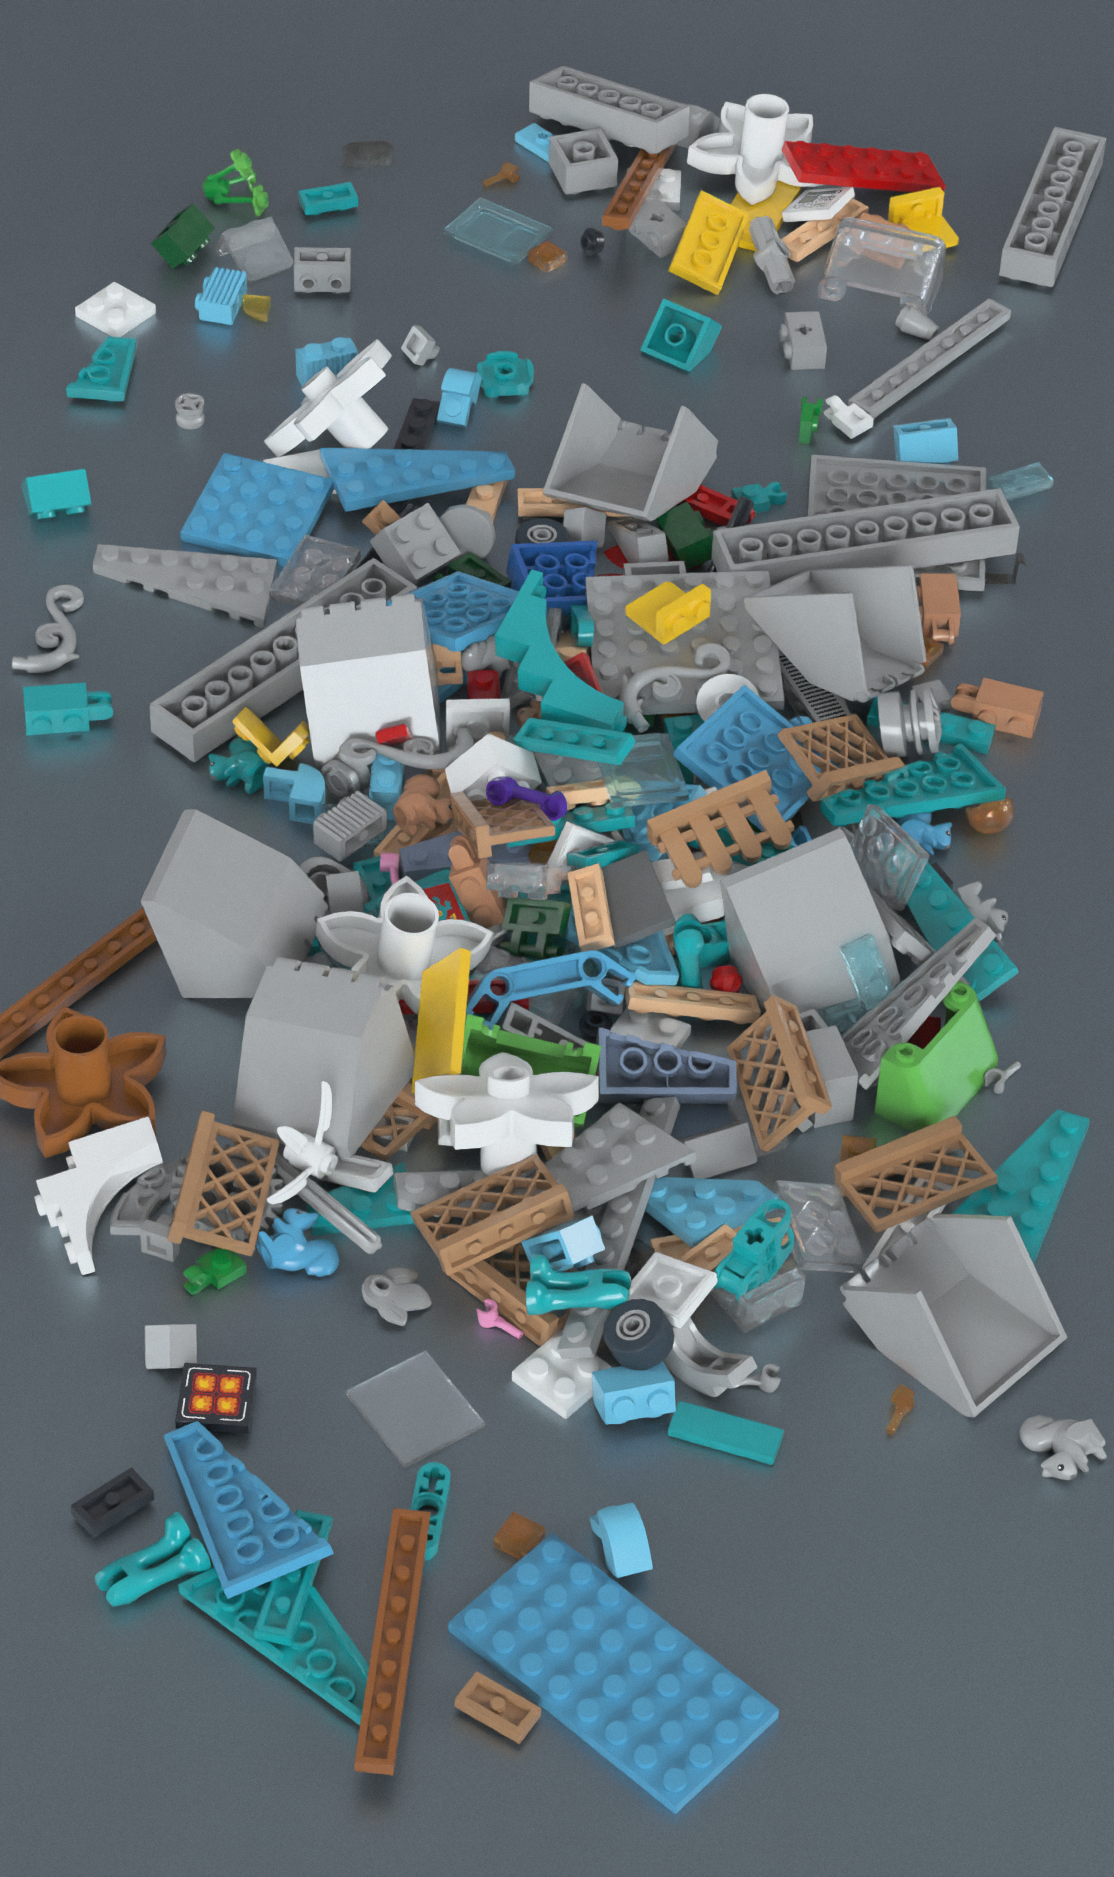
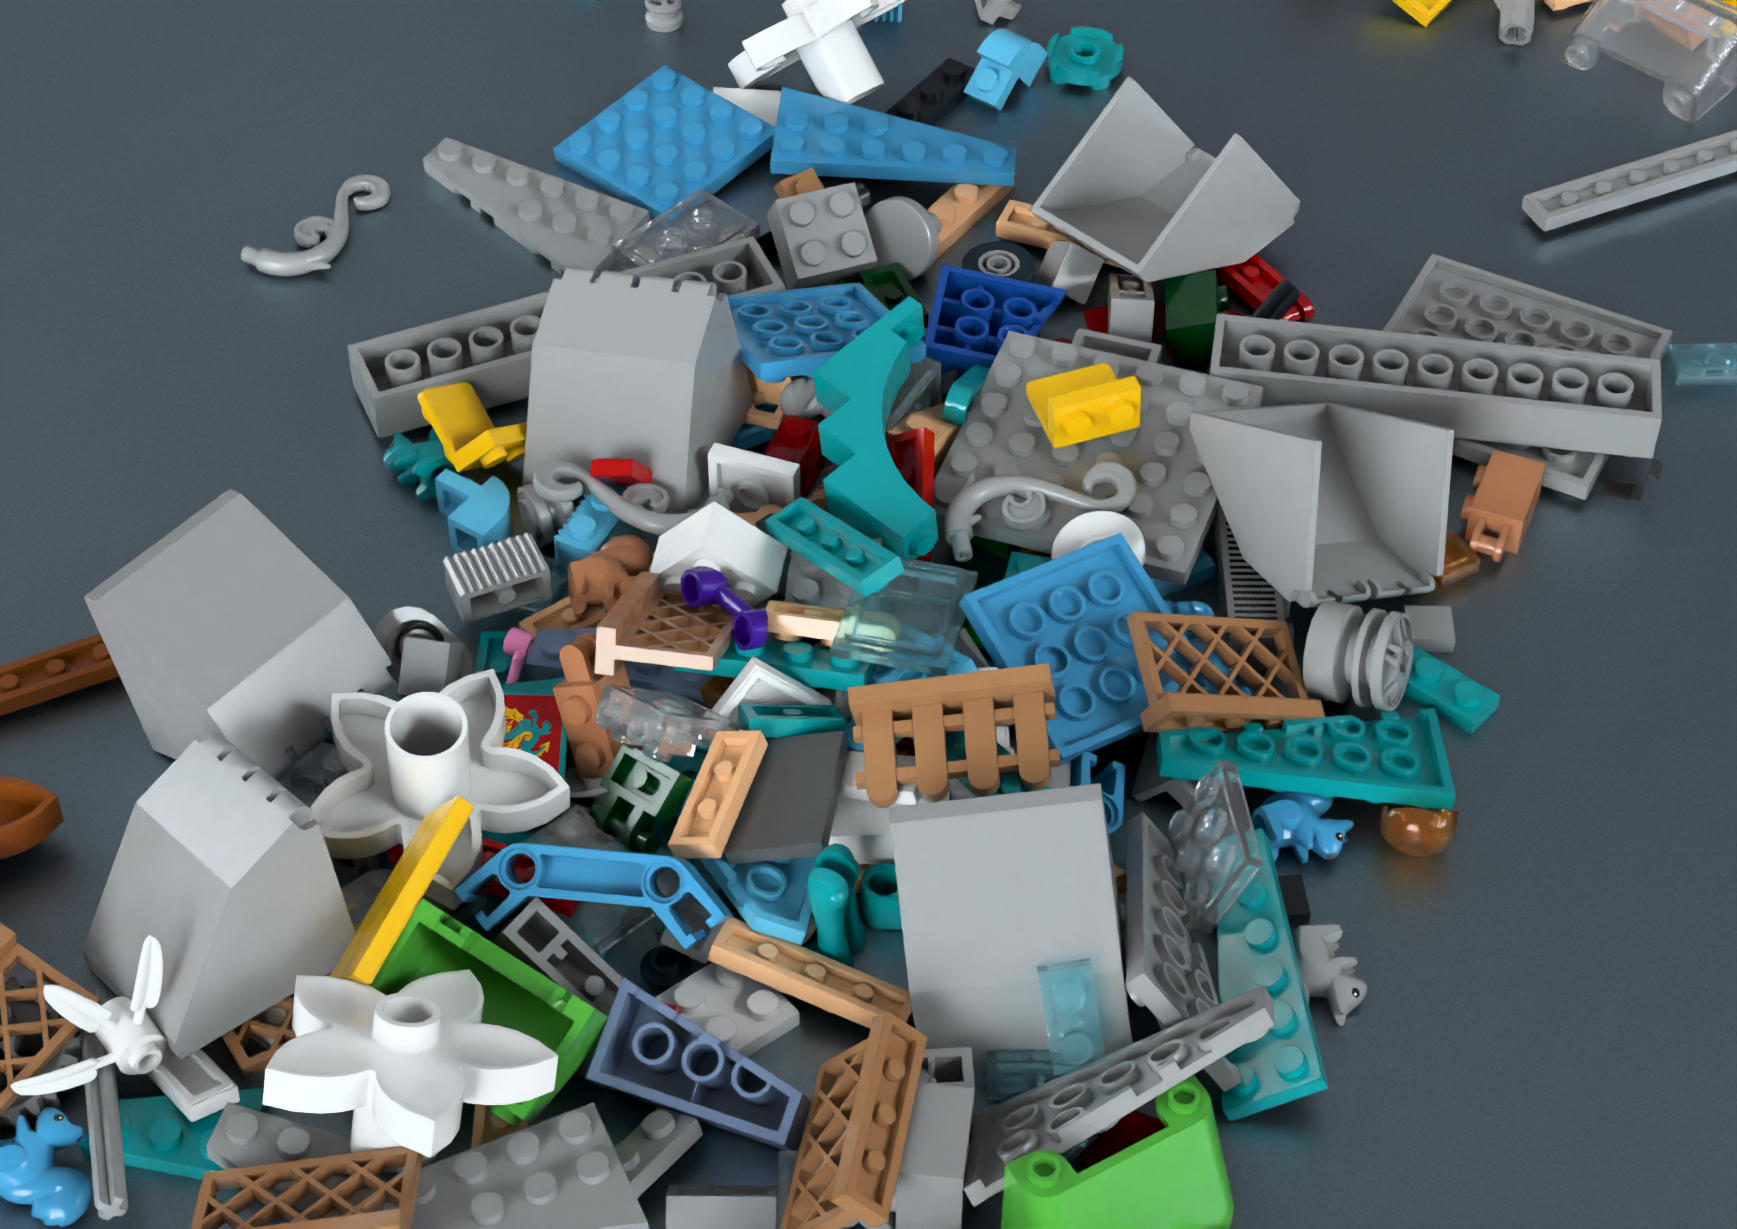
camera: 25 degrees right, 0 degrees up
(56, 493) = (434, 63): teal slope -> none
(64, 708) = (259, 324): teal brick -> none
(680, 336) = (1340, 63): teal slope -> none
(726, 979) = (886, 960): red plate -> none
(761, 496) = (1330, 293): teal plate -> none
(804, 340) = (1504, 107): light grey brick -> none
(809, 419) = (1454, 208): green plate -> none
(848, 419) = (1514, 221): white plate -> none
(916, 323) = (1673, 121): light grey cone -> none
(926, 442) = (1601, 276): medium azure brick -> none
(1002, 704) = (1523, 670): nougat brick -> none

